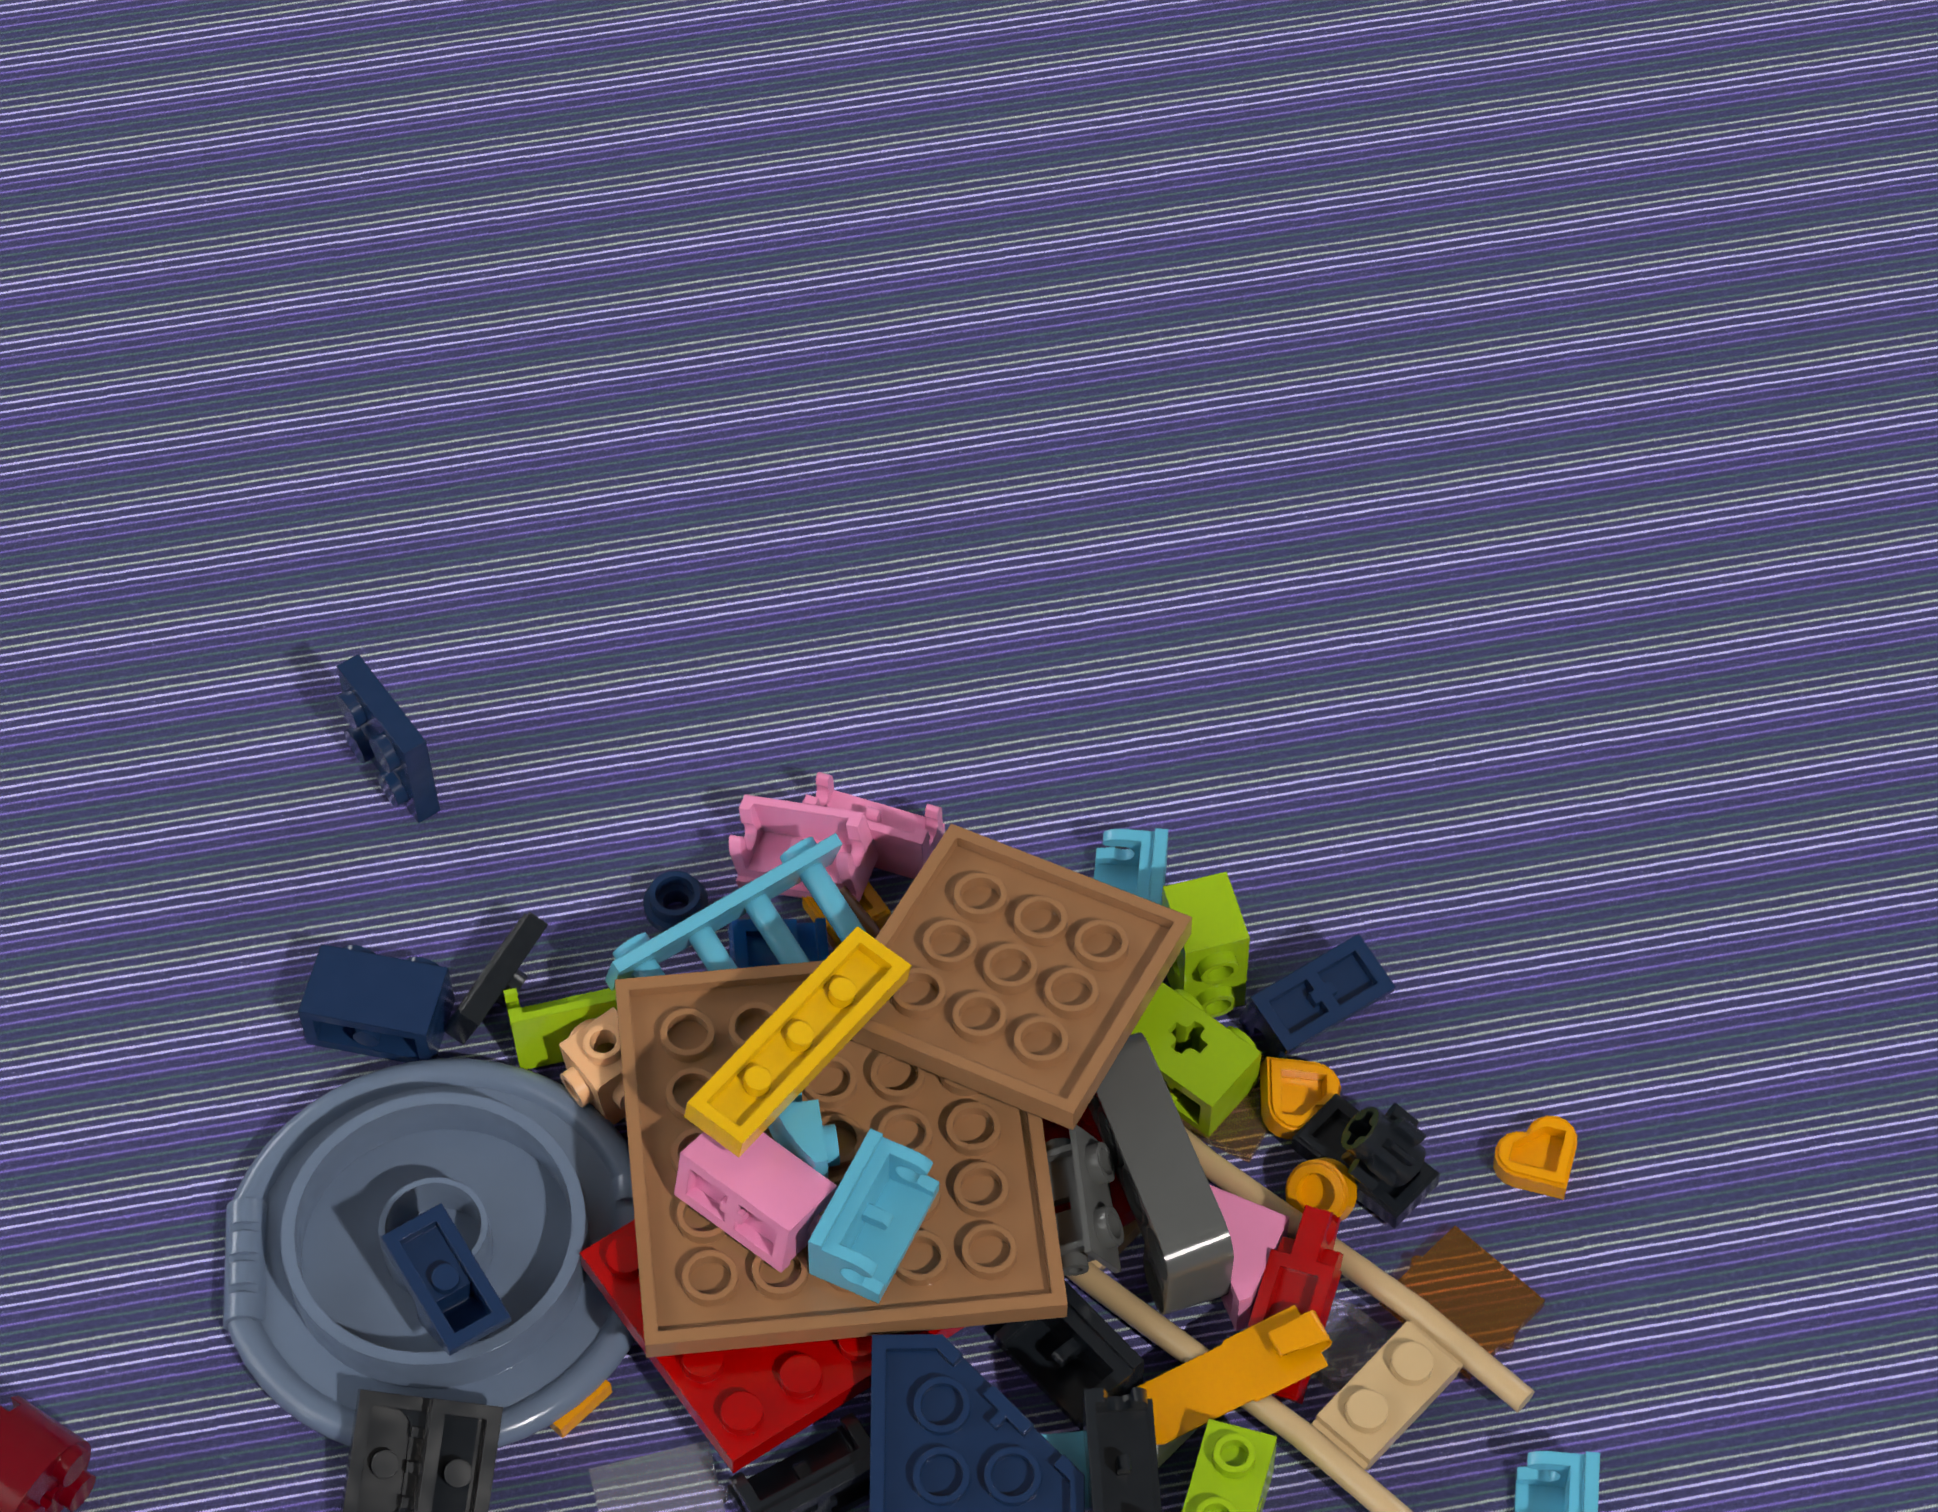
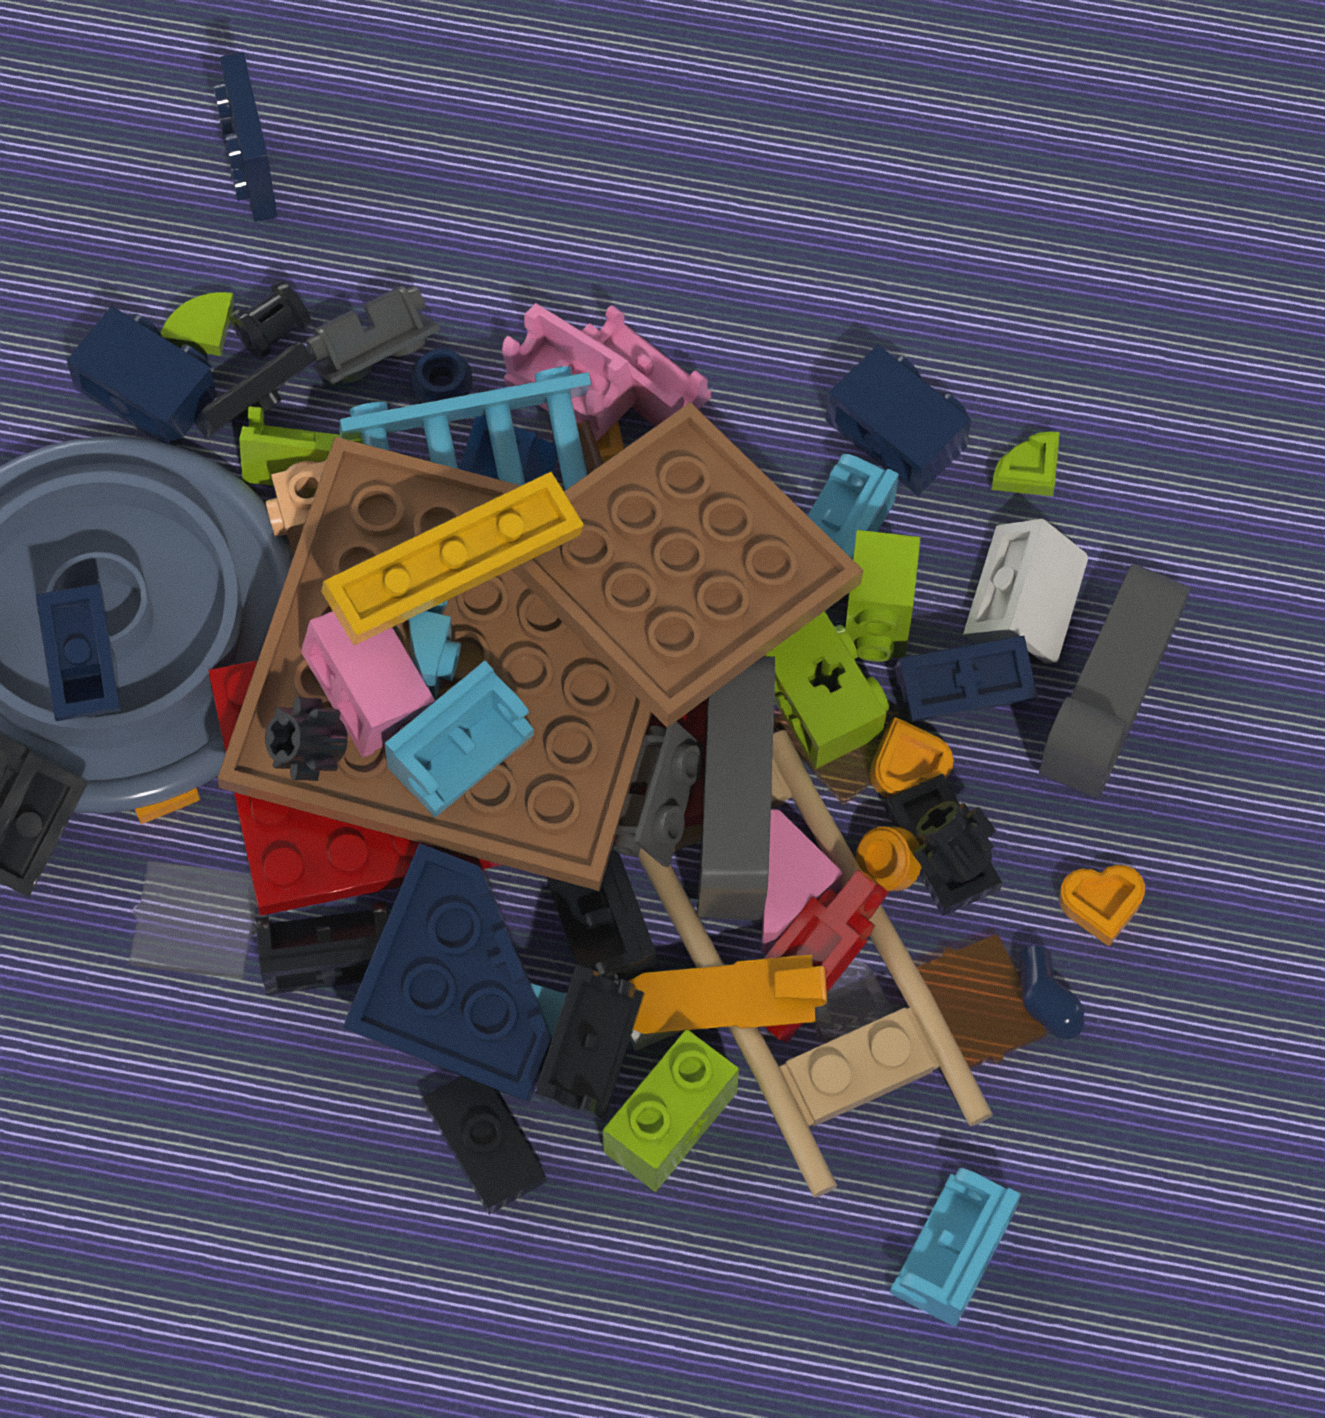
camera: 20 degrees right, 10 degrees up
(411, 932) = (201, 323): none -> lime tile
(481, 906) = (270, 319): none -> black bush
(611, 871) = (352, 350): none -> dark grey hinge
(723, 1269) = (306, 739): none -> black gear
(1139, 781) = (898, 418): none -> dark blue brick
(1282, 785) = (1029, 466): none -> lime tile
(1331, 893) = (1027, 588): none -> white panel
(1457, 951) = (1114, 681): none -> dark grey beam
(1531, 1265) = (1047, 998): none -> dark blue arm

